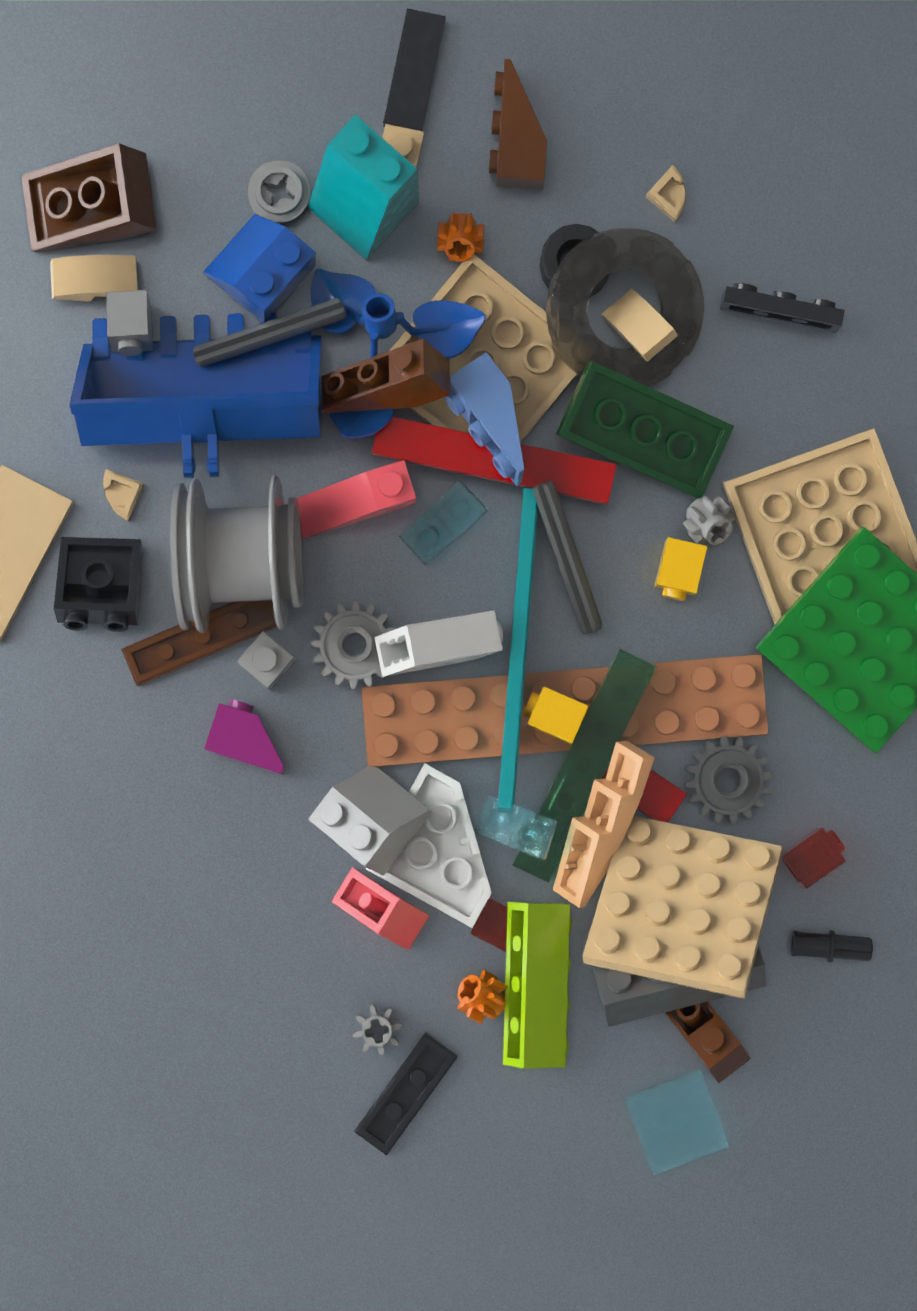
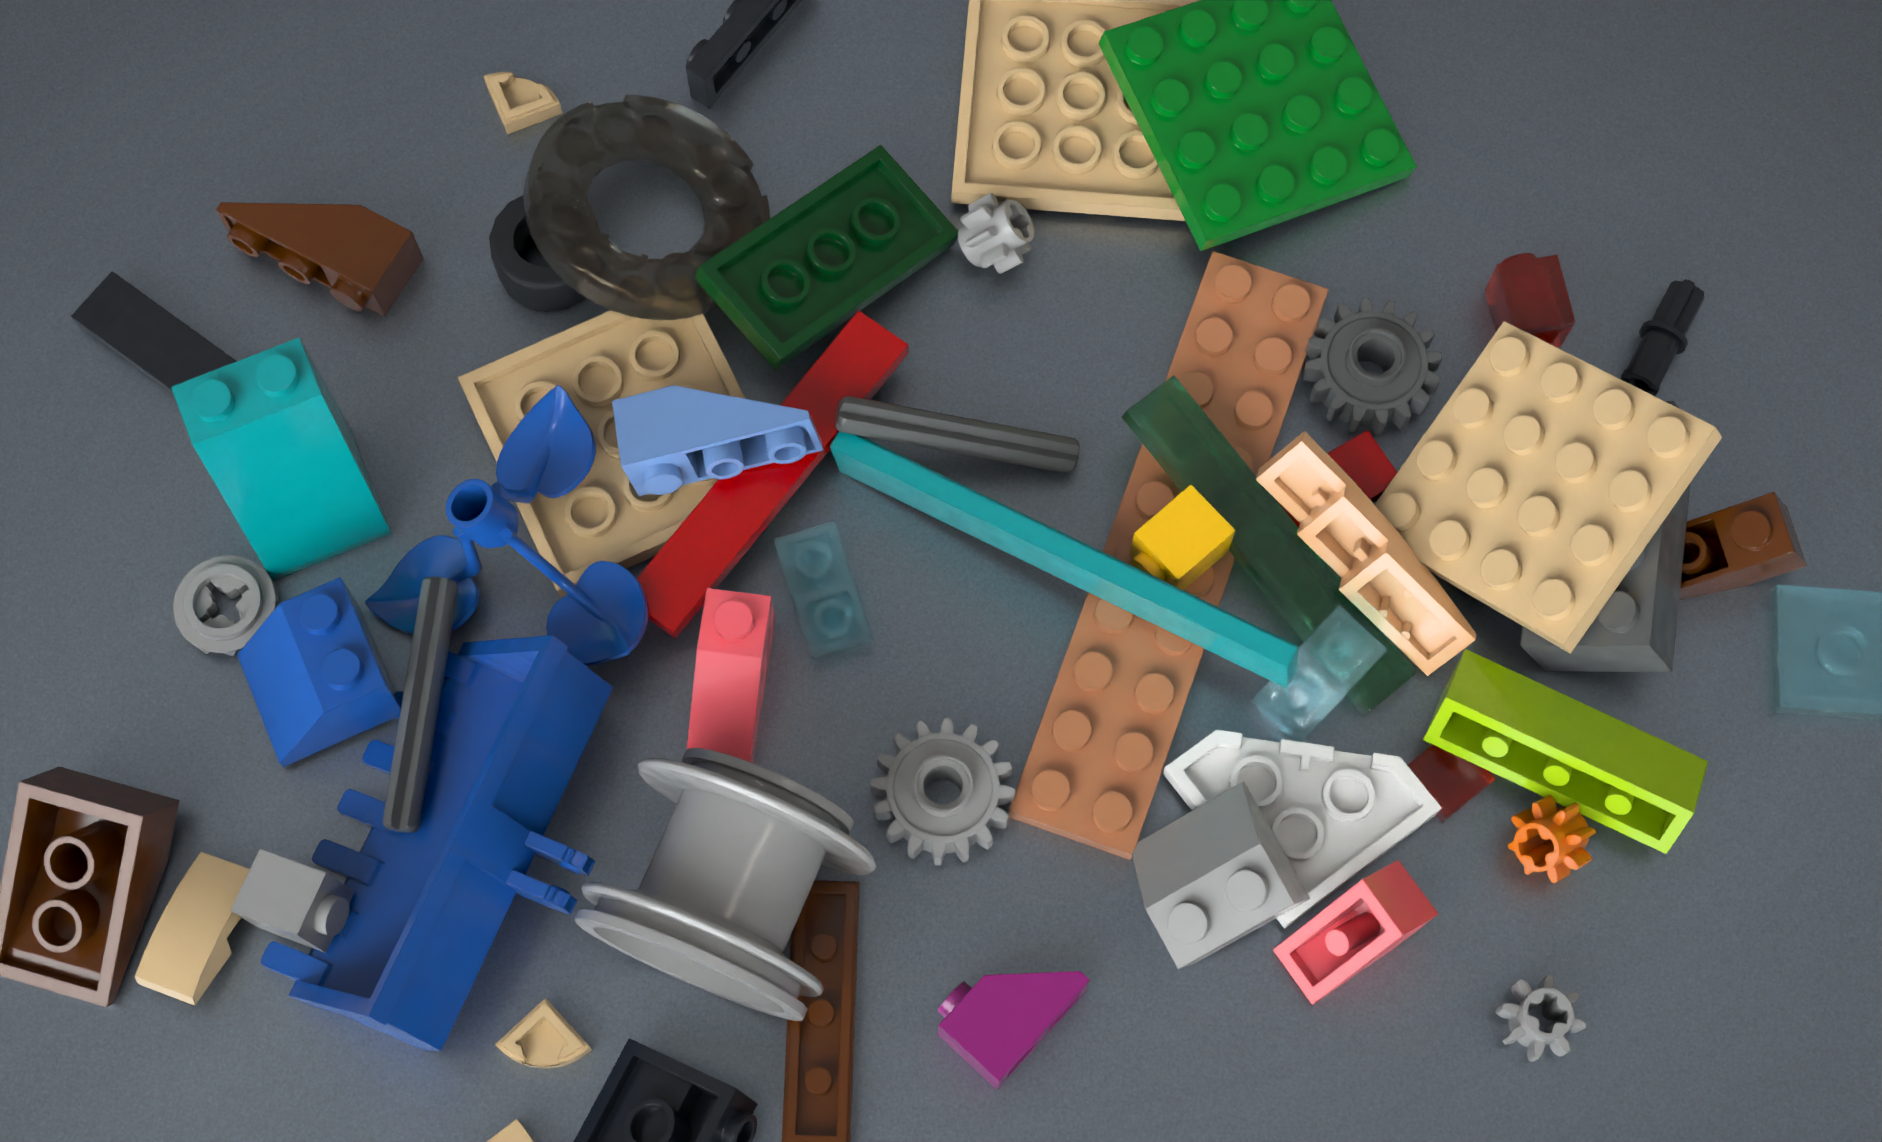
camera: 65 degrees left, 15 degrees down
(266, 660) = (905, 929): light grey brick -> none
(390, 380) = (583, 544): reddish brown slope -> none
(406, 1093) = (1653, 1024): black tile -> none
(439, 643) = (1000, 655): white brick -> none
(460, 237) = (429, 382): orange gear -> none
(639, 324) = (676, 197): tan slope -> none
(680, 568) = (1043, 300): yellow brick -> none

